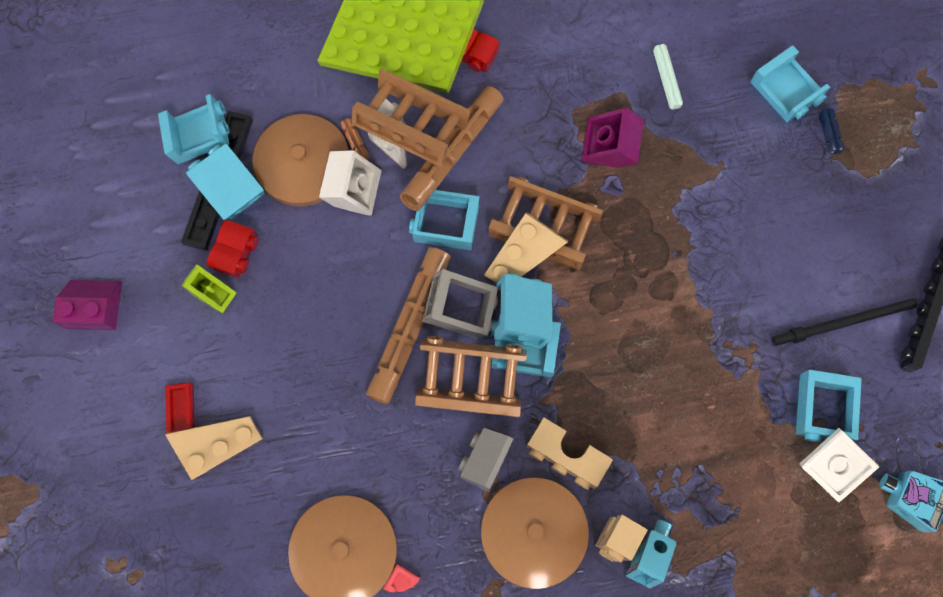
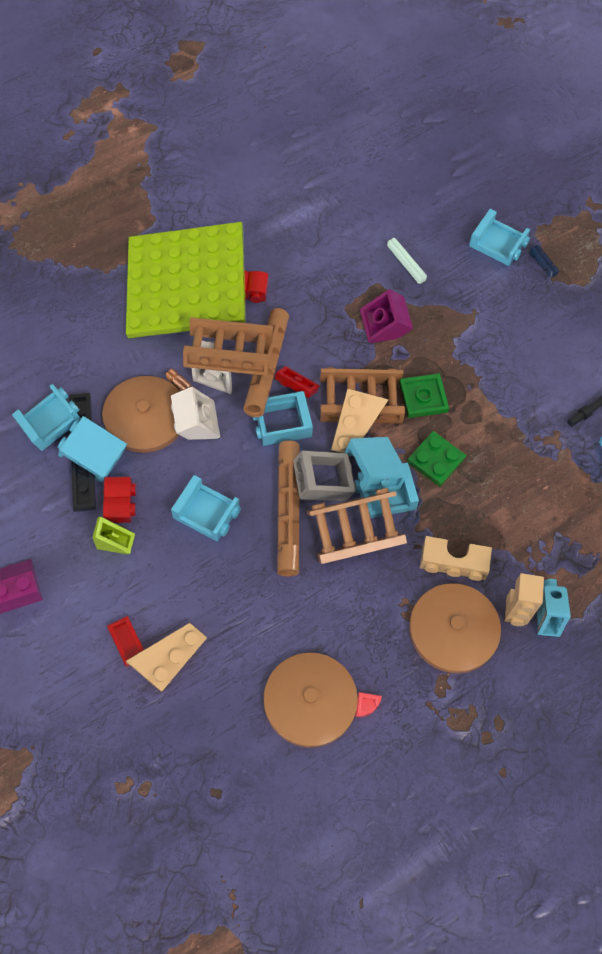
camera: 25 degrees left, 10 degrees down
(320, 293) = (205, 509): none -> medium azure panel
(479, 181) = (296, 381): none -> red plate
(485, 459) = (395, 584): light grey slope -> none
(599, 327) = (436, 459): none -> green plate
(616, 247) = (423, 395): none -> green plate

